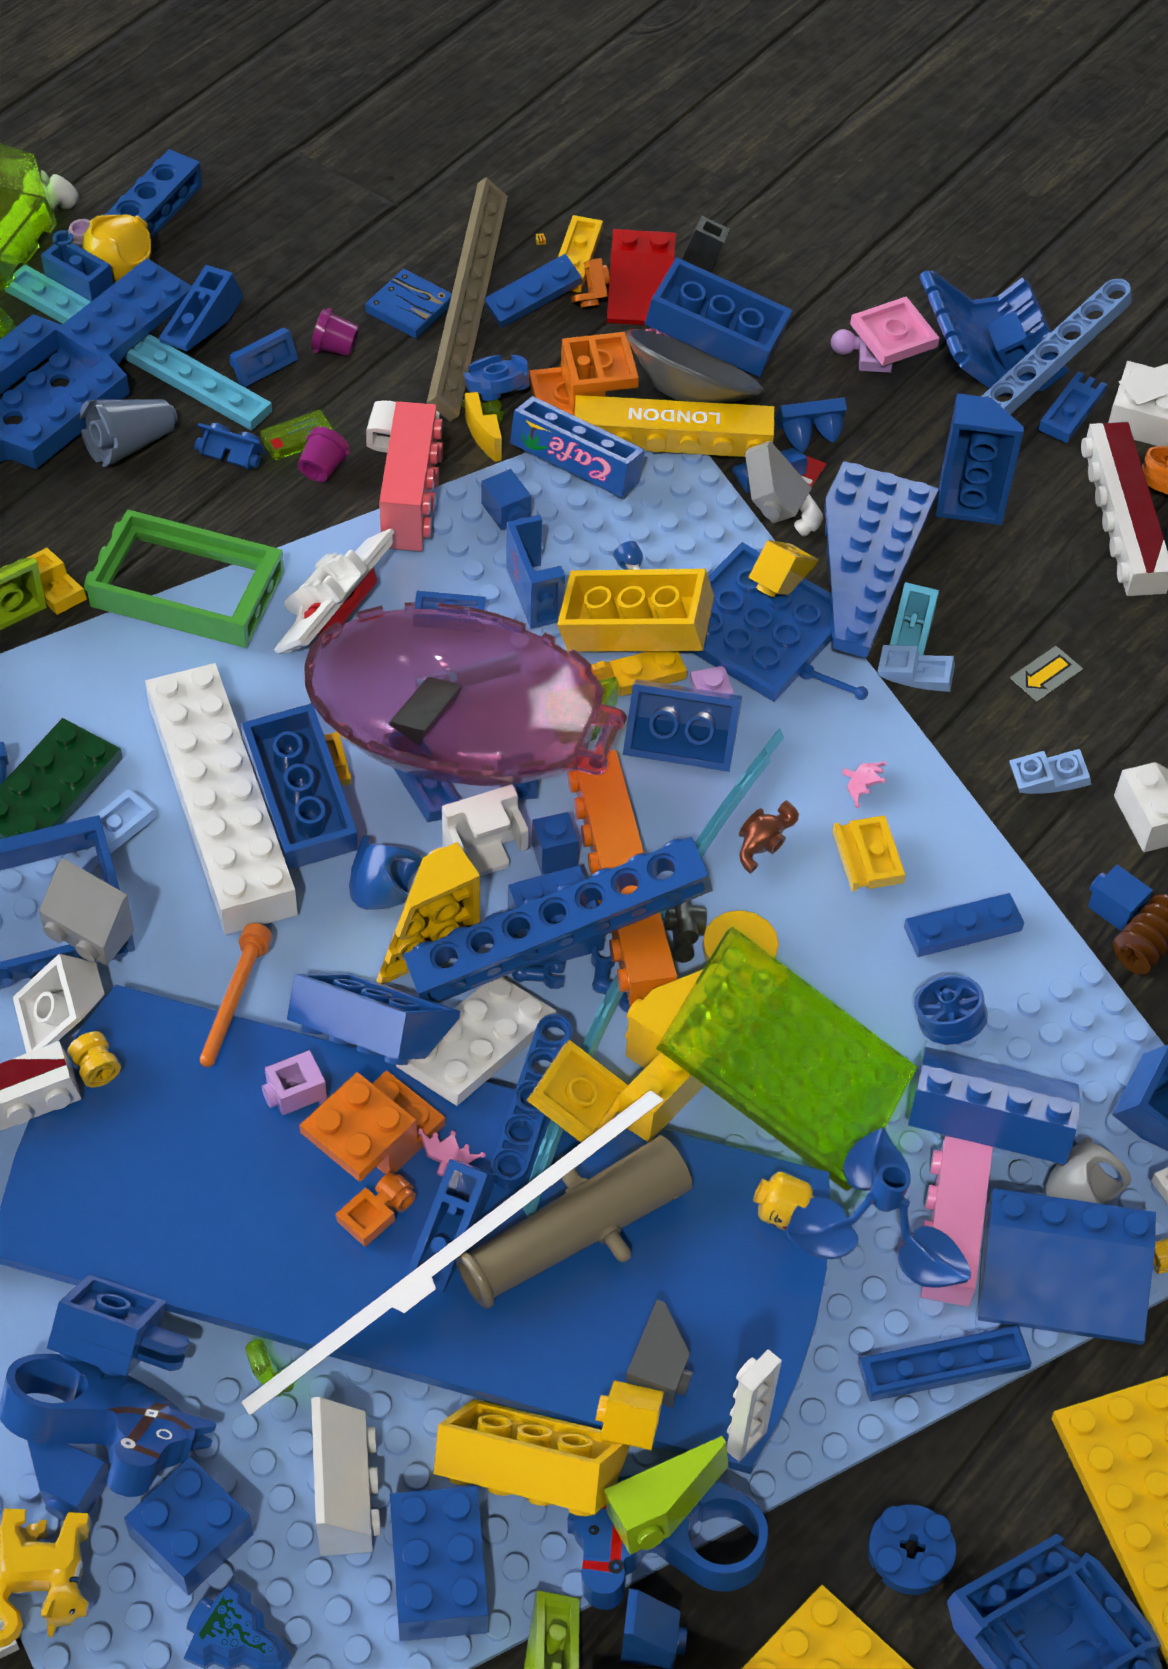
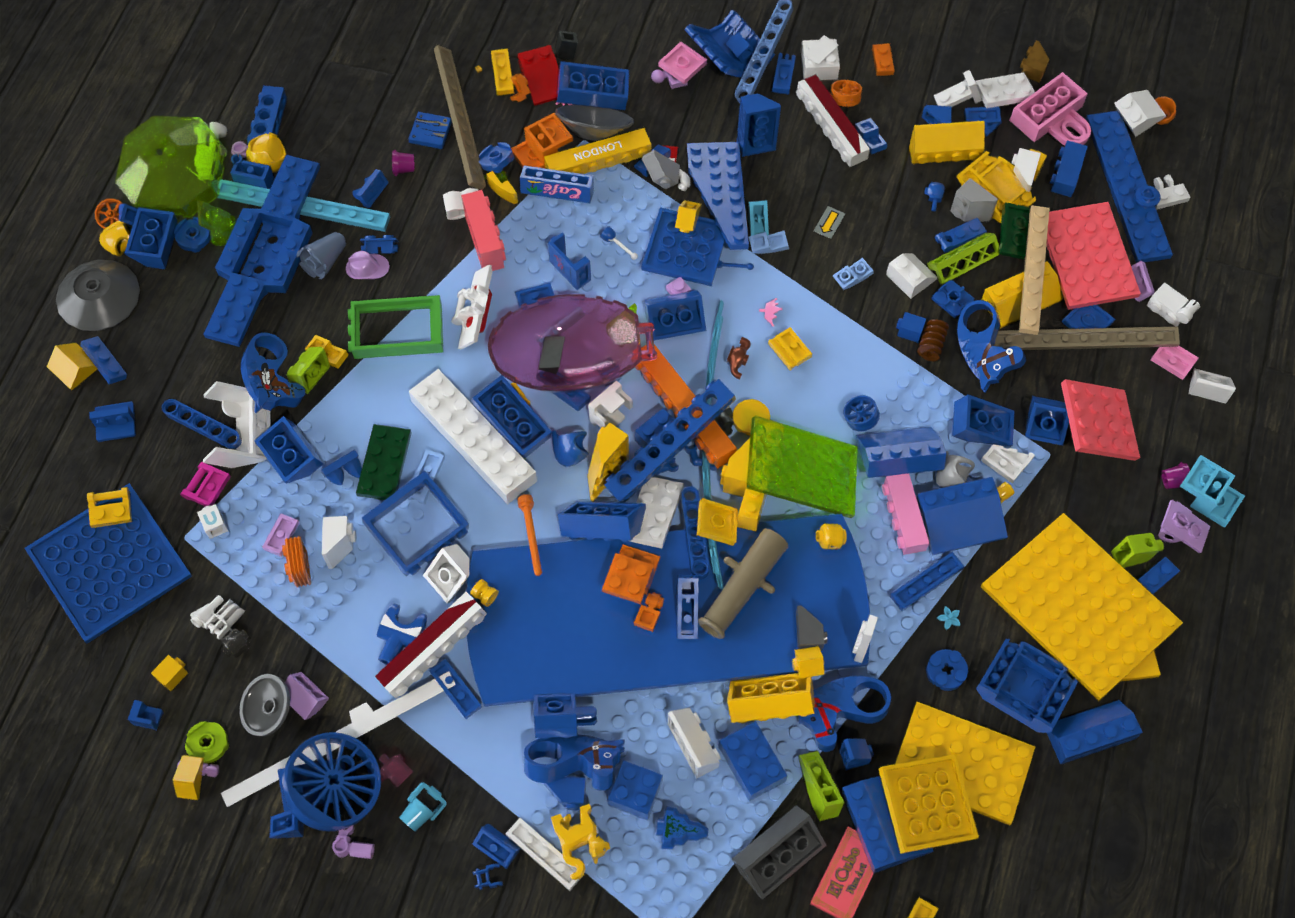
camera: 20 degrees left, 10 degrees up
(86, 913) = (446, 523): light grey slope -> none
(191, 472) = (367, 266): none -> lavender piece
(203, 309) = (328, 173): blue slope -> none
(261, 1363) = (630, 705): clear neon green arm -> none
(291, 435) = (409, 225): clear neon green tile -> none
(294, 1083) = (587, 562): lavender brick -> none
(322, 453) = (429, 232): magenta piece -> none
(420, 1282) = (688, 642): white sticker -> none
(447, 1150) = (668, 572): bright pink piece -> none
(505, 498) = (534, 225): blue brick -> none
(533, 290) = (491, 102): blue plate -> none
(554, 843) = (644, 399): blue brick -> none
(636, 610) = (629, 264): yellow brick -> none
(648, 666) = (645, 290): yellow hinge -> none
(659, 1499) = (836, 697): lime slope -> none
(798, 418) = (667, 121): blue tile -> none
(878, 1166) = (857, 545): blue plant -> none
(961, 1452) = (949, 618): none -> medium azure plant
(963, 925) = (847, 367): blue plate -> none

